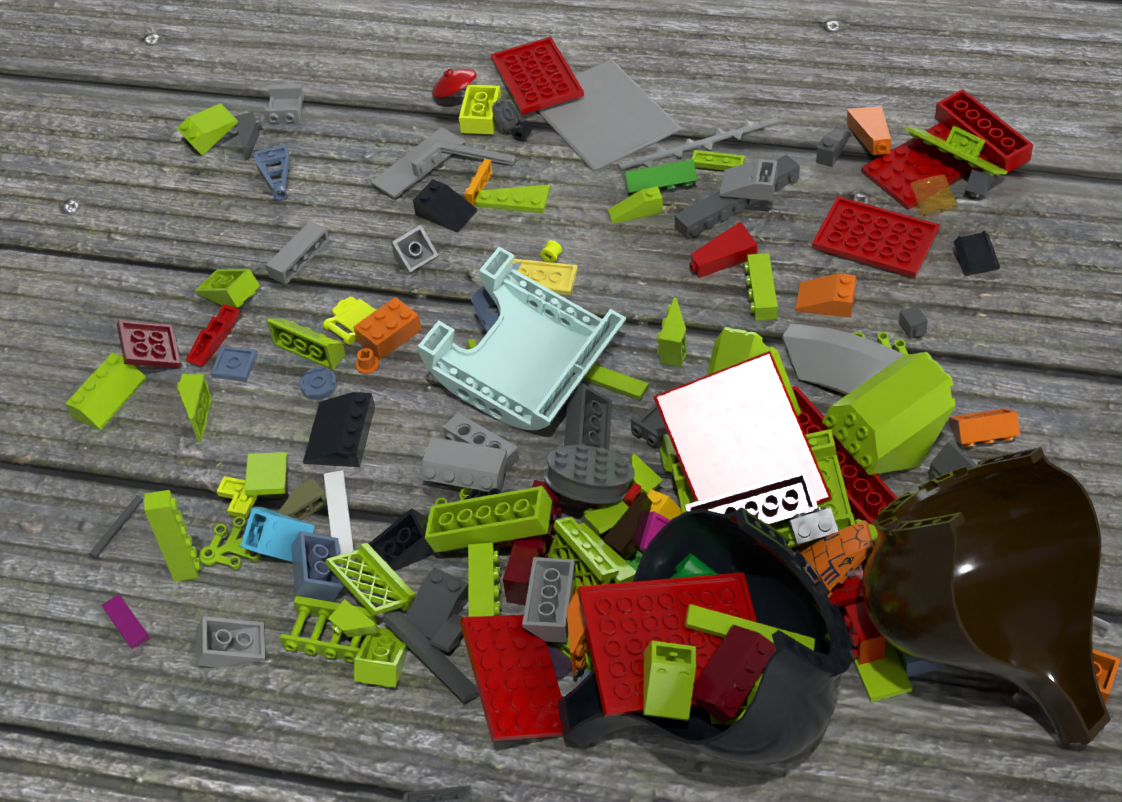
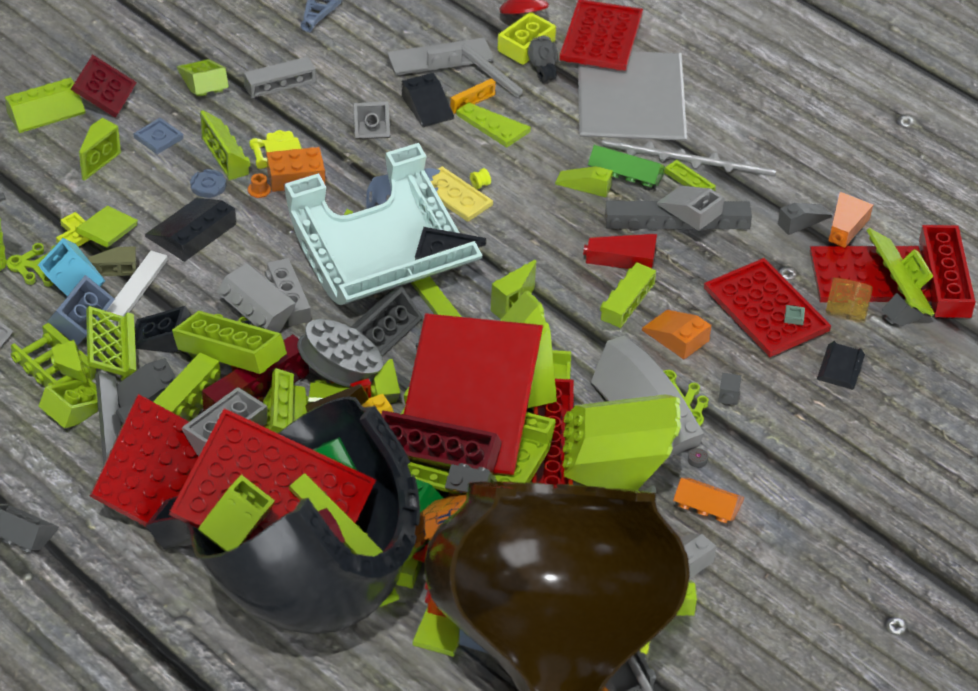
camera: 25 degrees right, 5 degrees down
(214, 335) = (157, 108): red slope -> none
(577, 326) = (437, 240): none -> black wing
(906, 231) = (794, 315): none -> sand green tile

